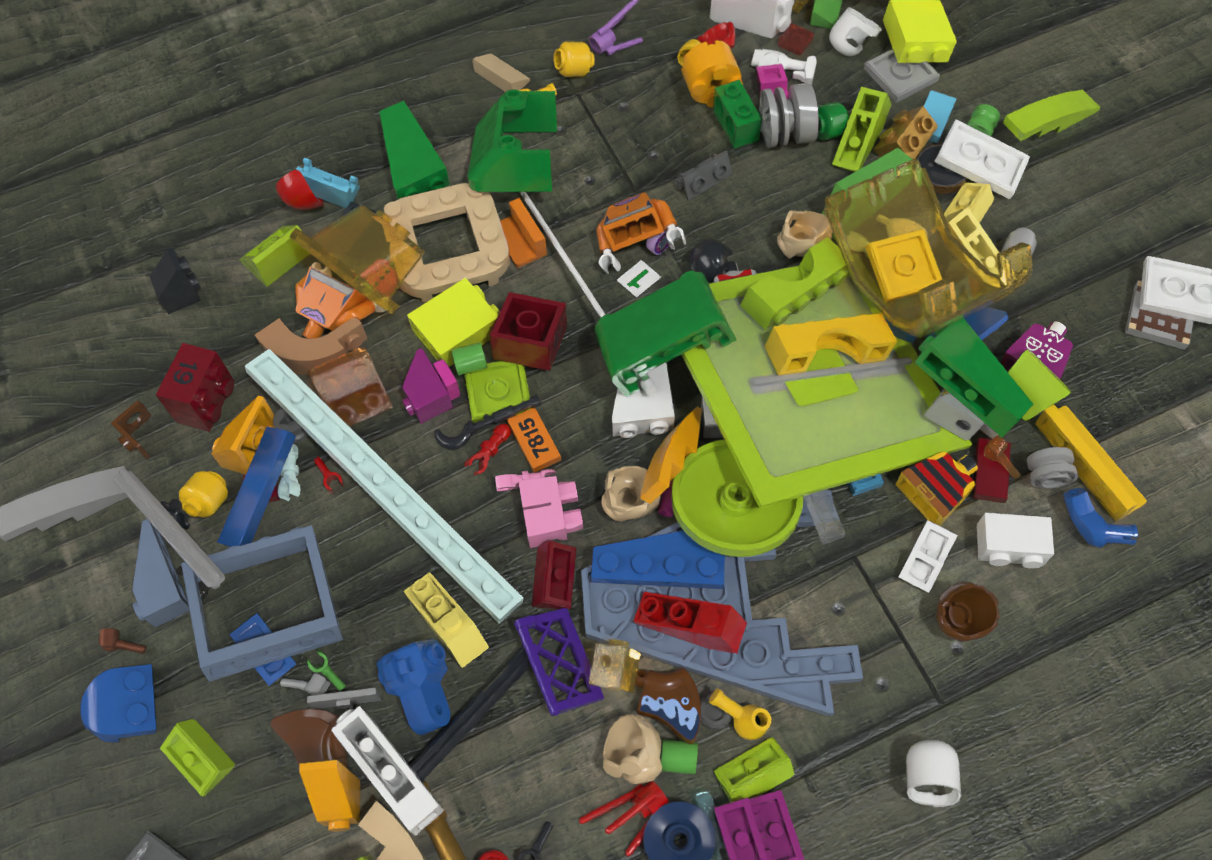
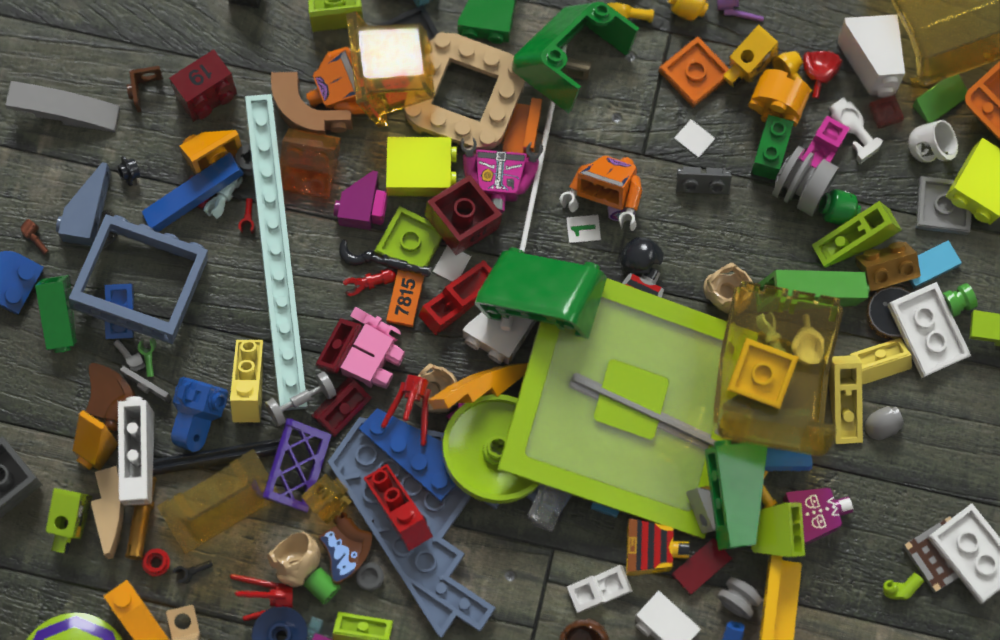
camera: 35 degrees right, 10 degrees up
(170, 529) = (114, 172): light grey axle -> none
(197, 756) = (31, 351): lime slope -> none
(198, 698) = (55, 313): none -> green slope
(203, 494) = (155, 170): yellow head -> none
(469, 358) = (404, 204): bright green gear -> none
(509, 522) = (338, 346): none -> dark red slope
(509, 759) = (217, 502): none -> clear yellow windscreen
(526, 566) = (325, 386): none -> light grey wheel
(534, 275) = (501, 173): none -> torso
(550, 384) = (451, 265): none -> white sticker
(582, 404) = (455, 299): none -> red slope
(620, 501) = (414, 390): none -> red plant
(623, 106) = (694, 71): none -> orange tile
(660, 66) = (758, 49): none -> yellow torso
(666, 153) = (694, 138): none -> white sticker
(743, 716) = (383, 592): yellow bar -> none
(775, 299) = (644, 327): lime arch -> none
(861, 337) = (688, 402): yellow arch -> none
(994, 451) = (713, 554): clear orange hand -> none
(1163, 364) = (902, 591): none -> lime arm

